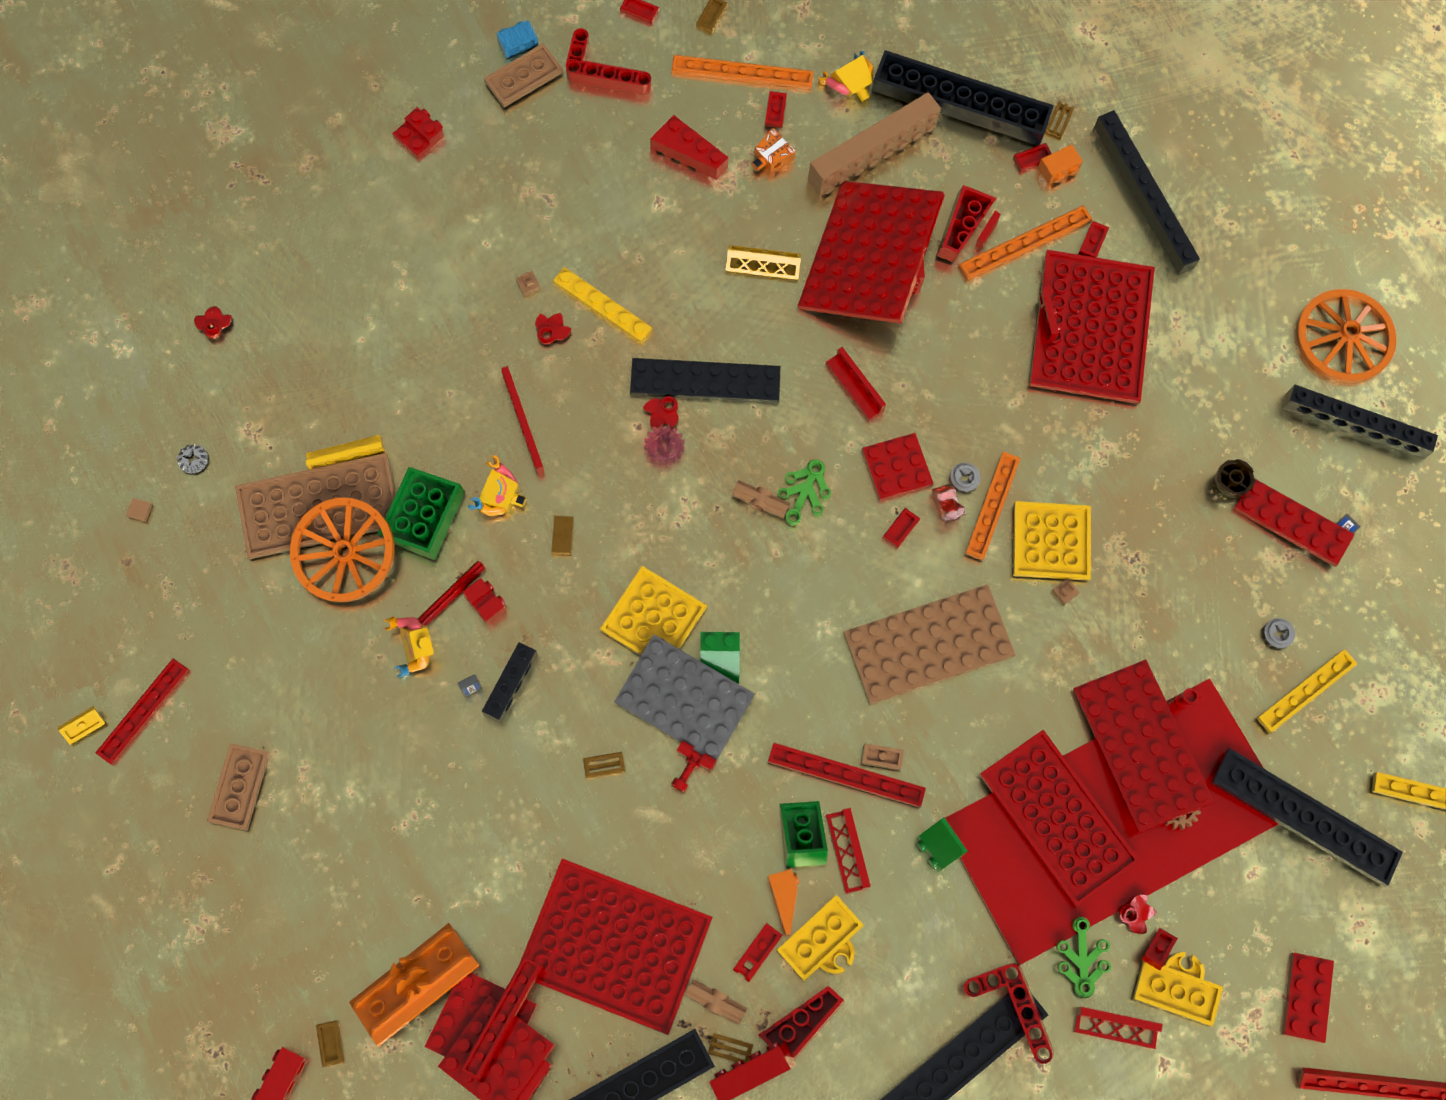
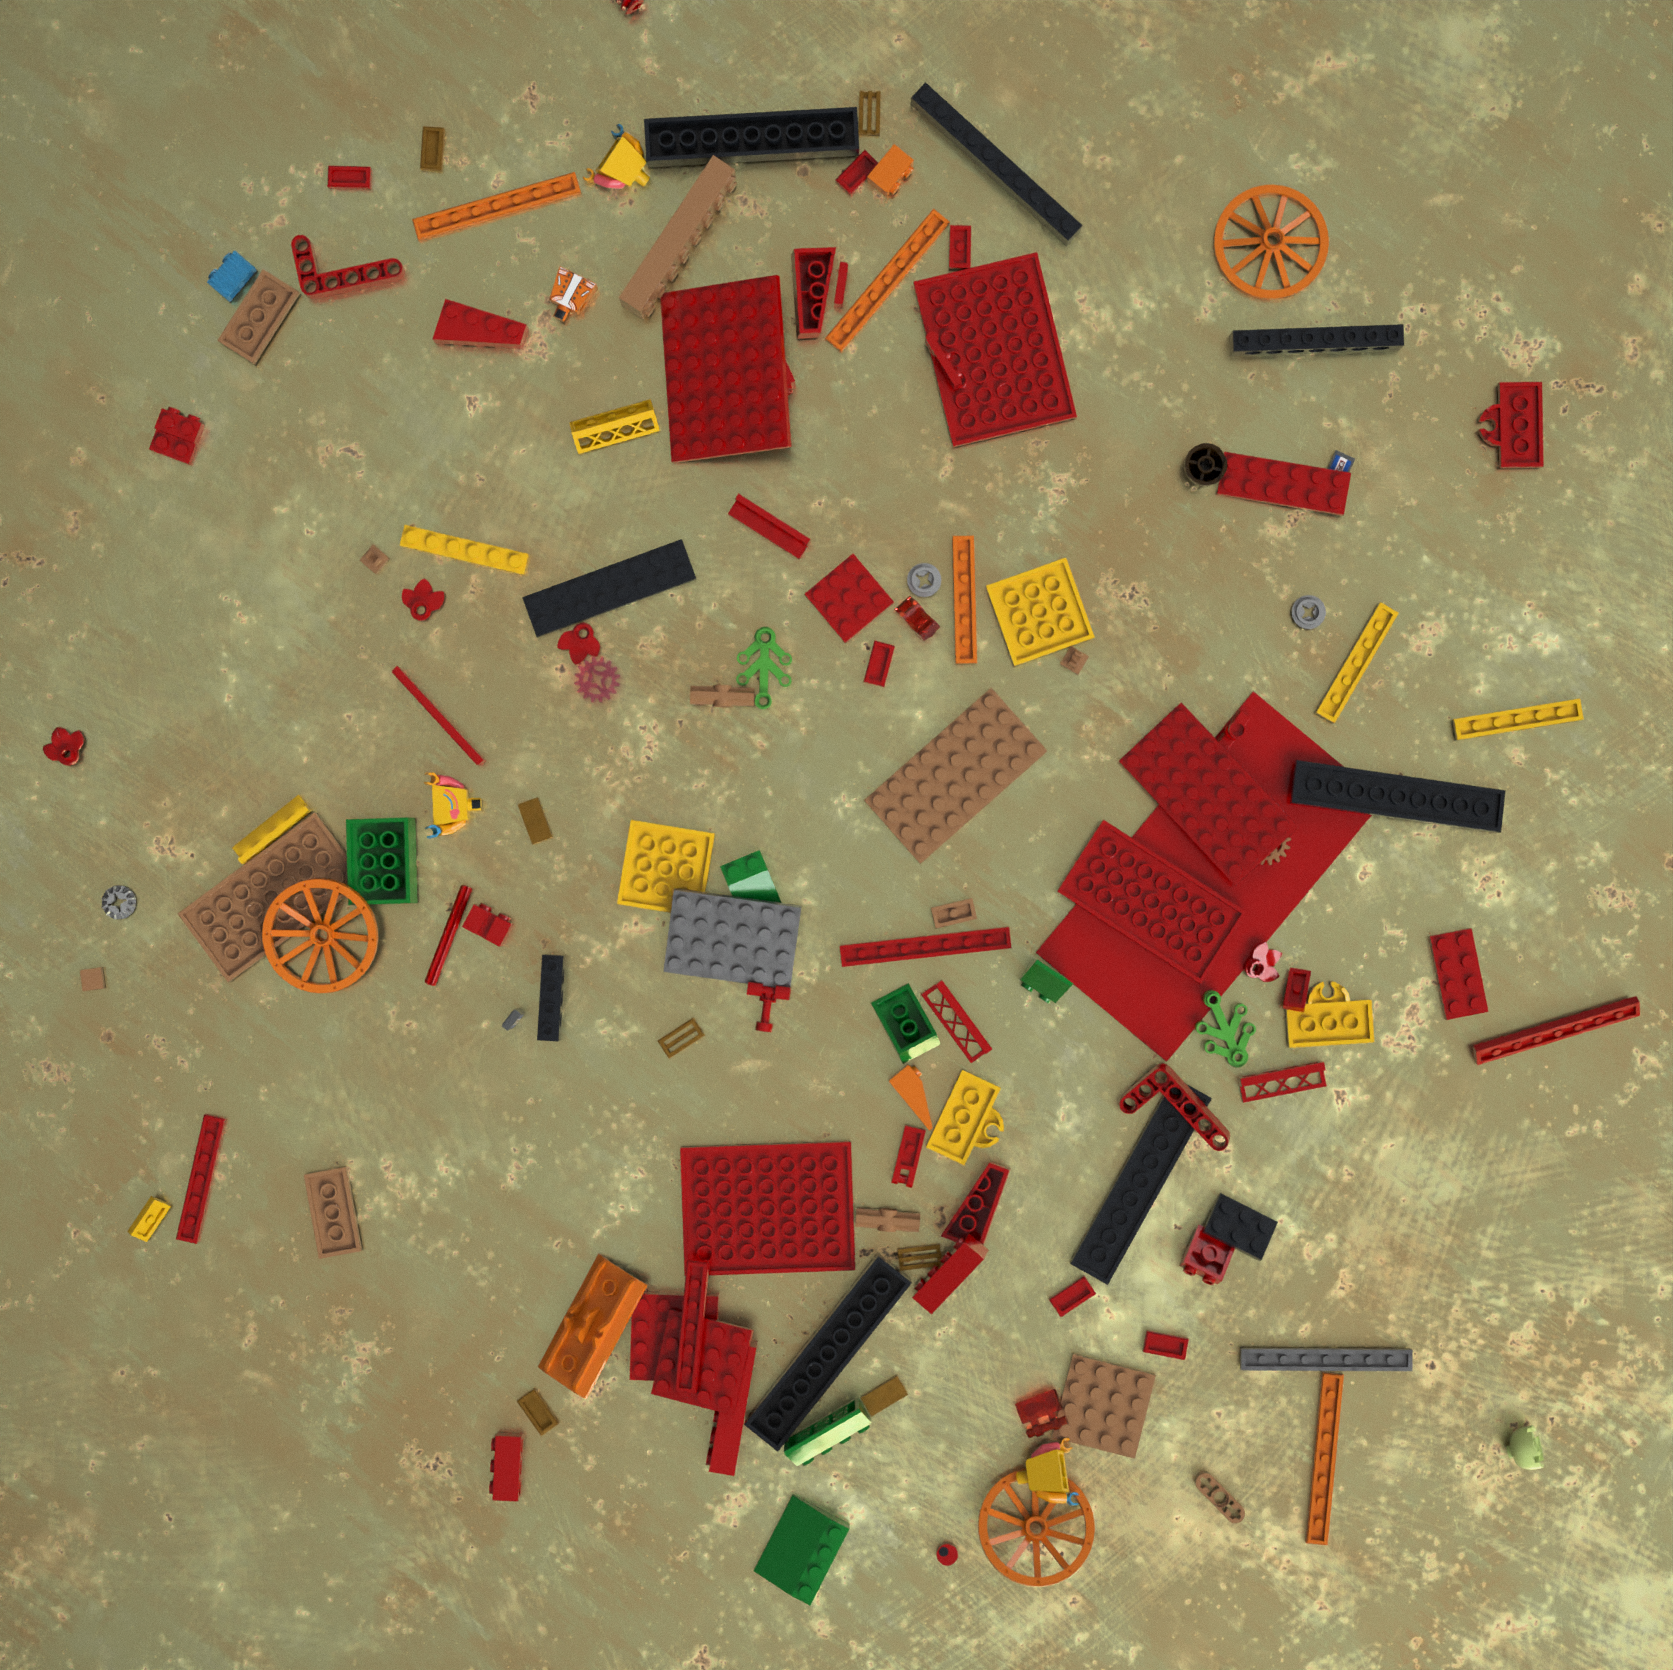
camera: 15 degrees left, 15 degrees up
(415, 642) = (439, 998): torso -> none
(775, 109) = (552, 238): red plate -> none

